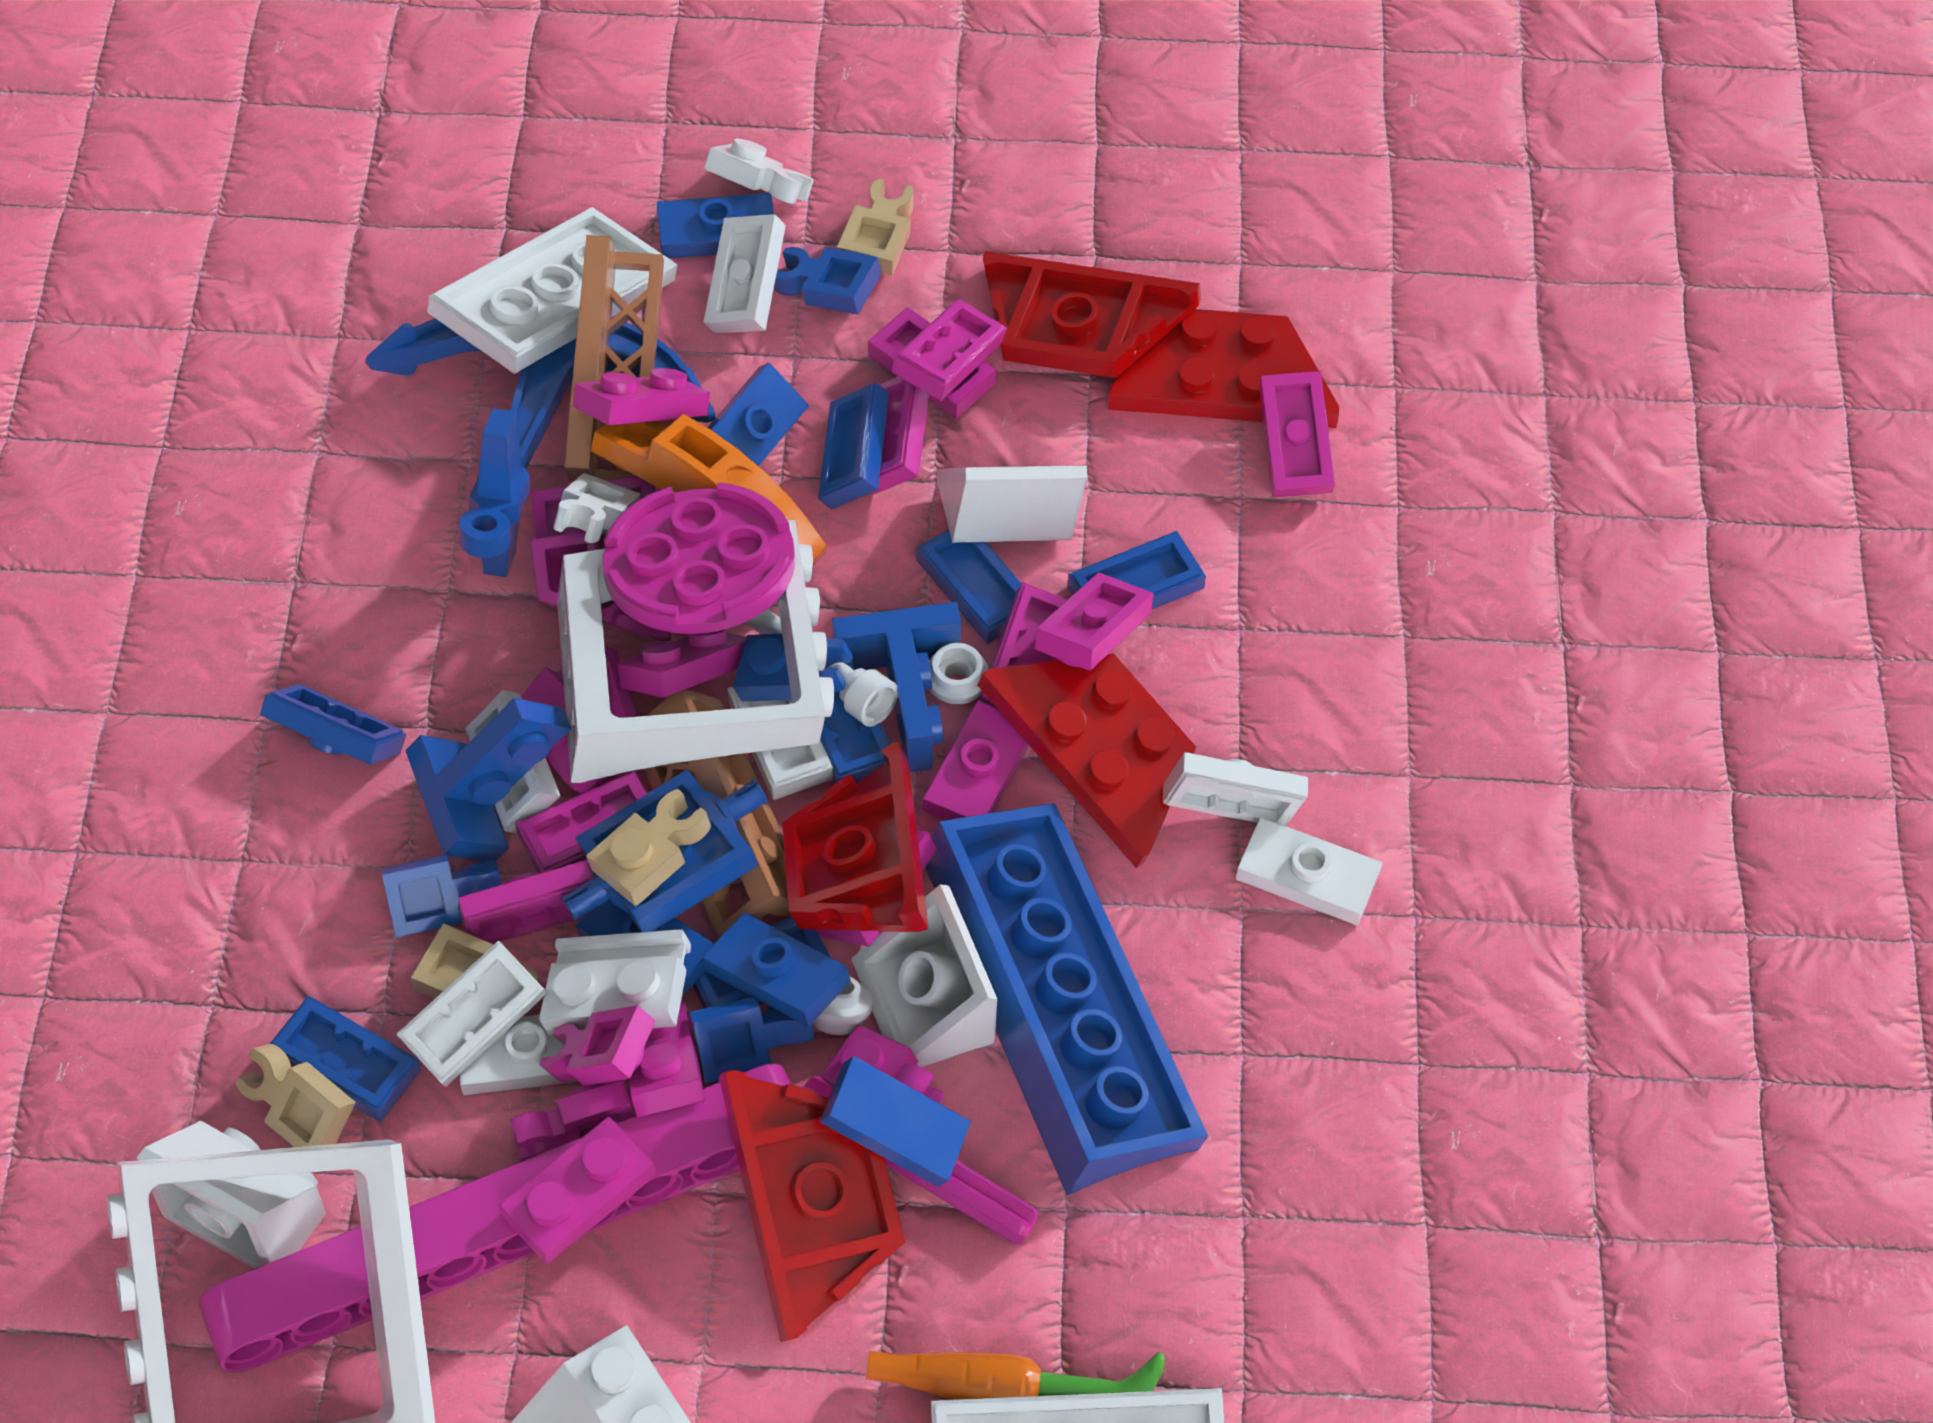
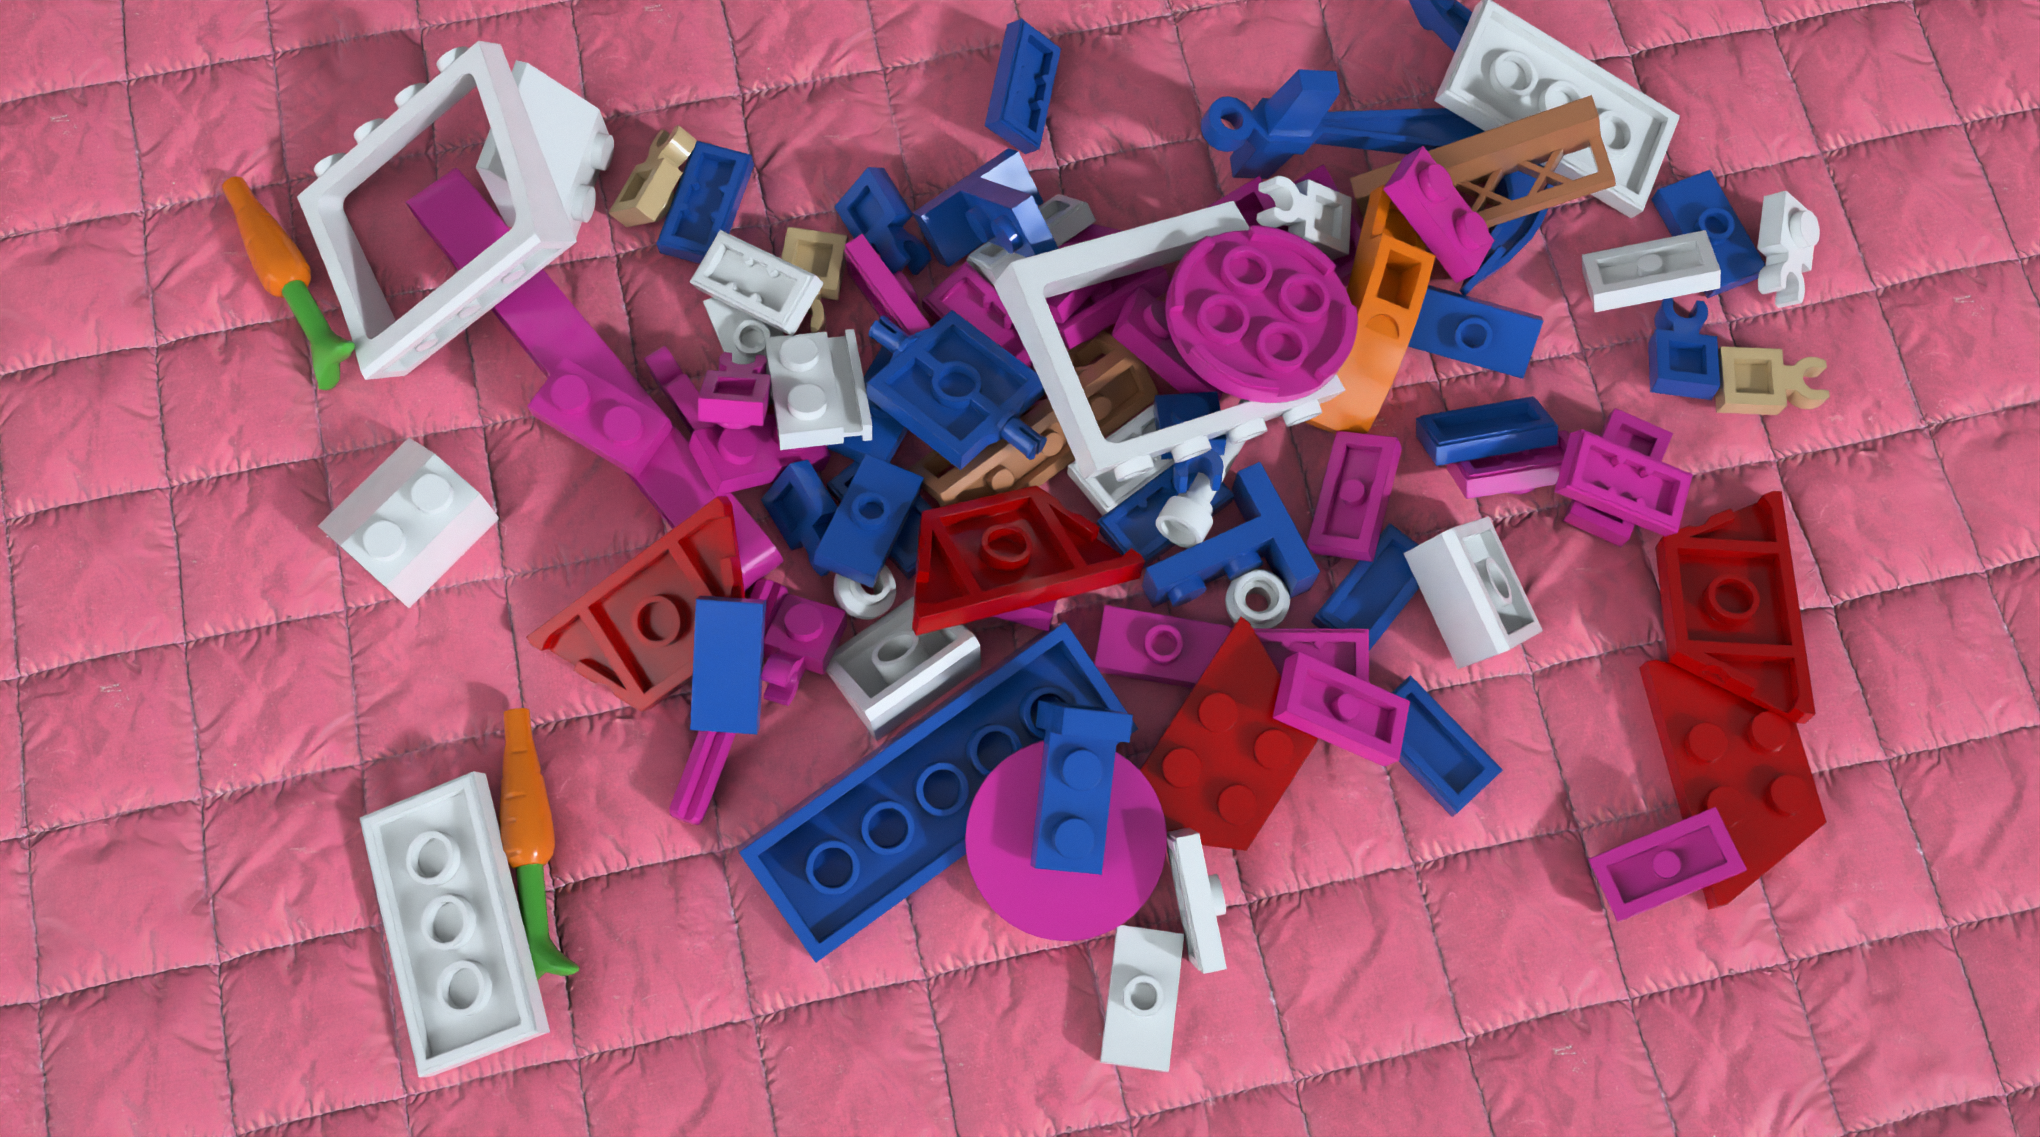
camera: 75 degrees right, 15 degrees up
(645, 853) = (935, 362): tan plate -> none
(881, 562) = (1354, 496): none -> dark pink plate
(1101, 840) = (1075, 784): none -> blue bracket
(1148, 883) = (1053, 901): none -> dark pink tile

